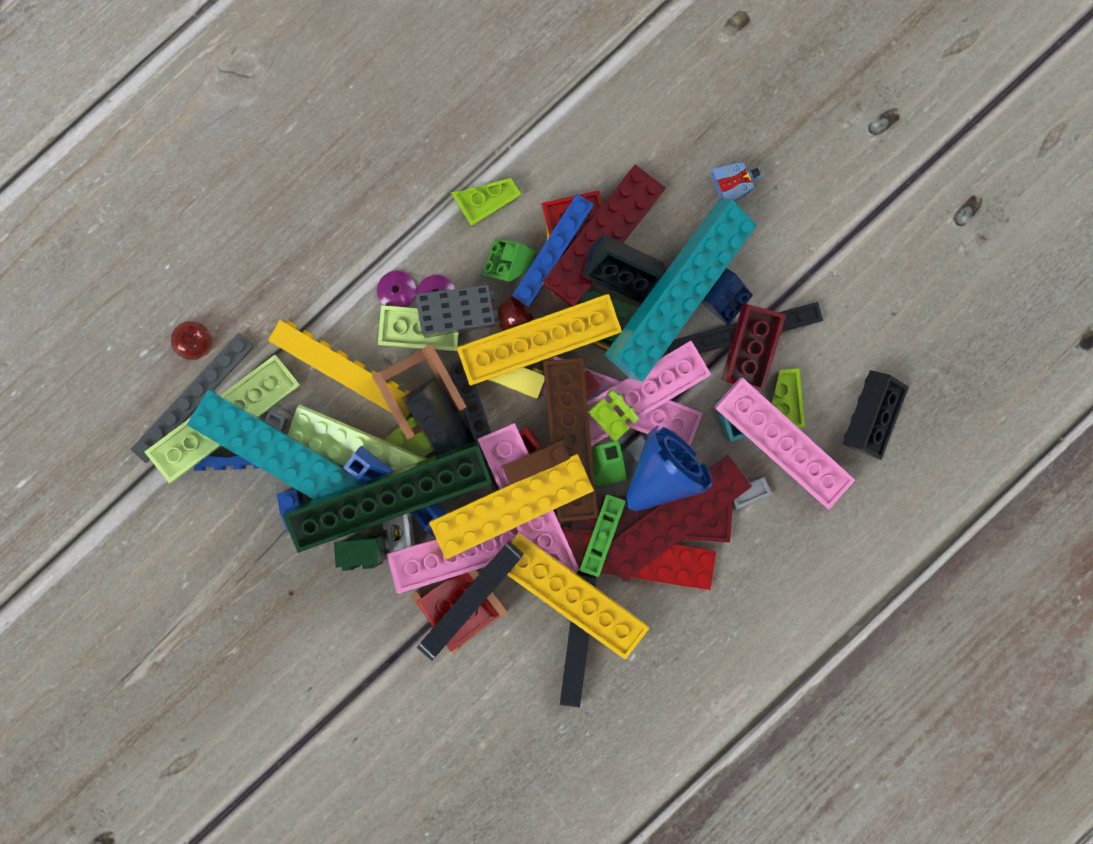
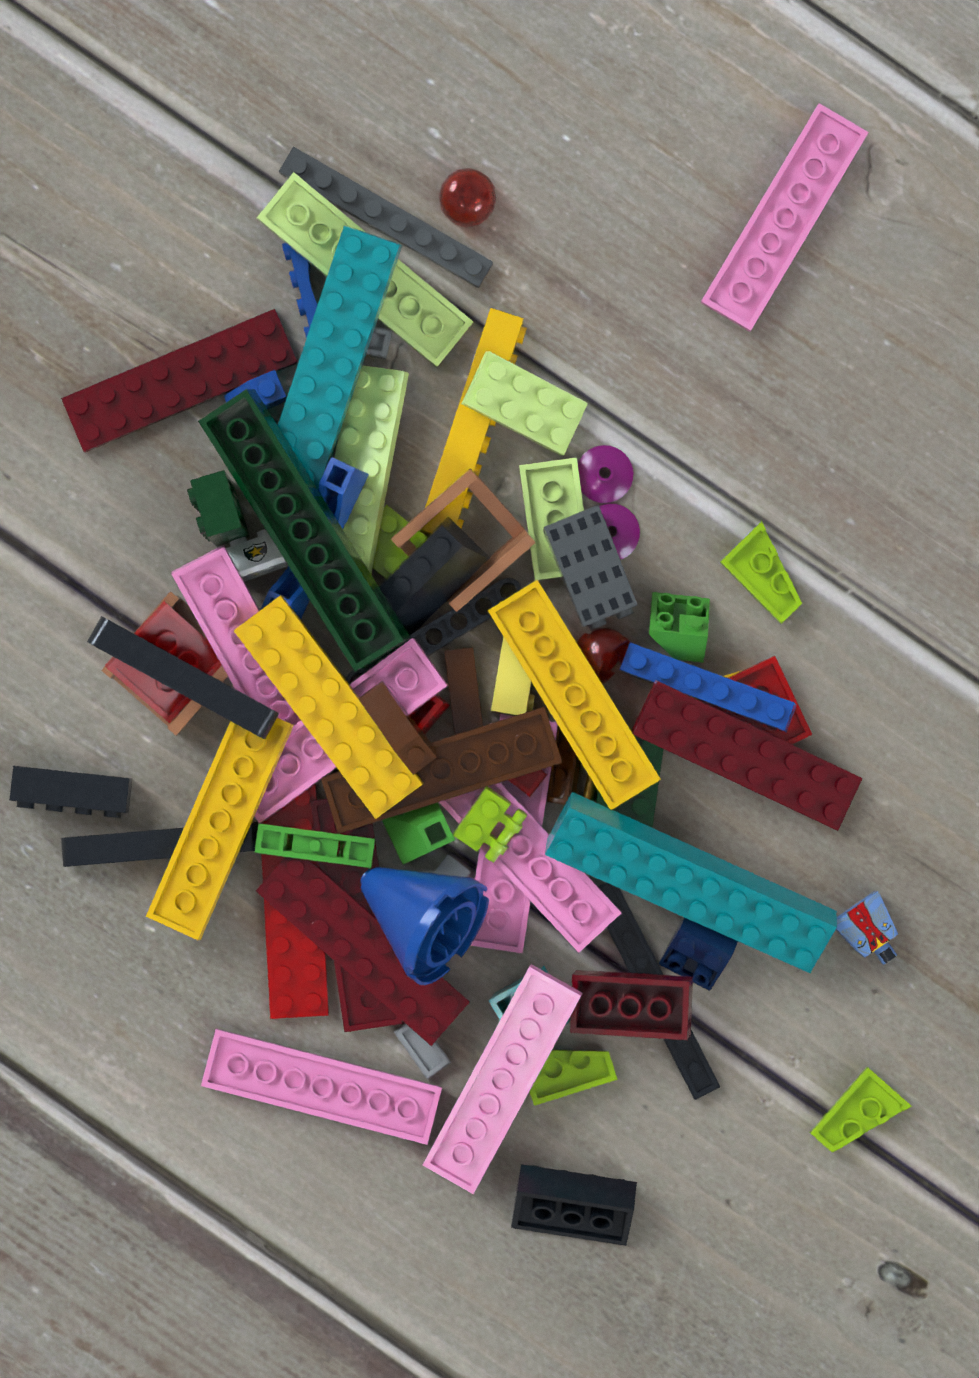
camera: 80 degrees right, 0 degrees up
(252, 133) = (784, 217): none -> bright pink plate
(270, 560) = (178, 380): none -> dark red plate
(336, 331) = (524, 403): none -> yellowish green plate
(519, 414) = (463, 689): none -> reddish brown tile
(529, 690) = (70, 790): none -> black brick
(592, 360) = (564, 775): none -> reddish brown tile
(622, 268) = (703, 792): black slope -> none
(762, 565) = (321, 1086): none -> bright pink plate
(852, 215) = (858, 1110): none -> lime wing

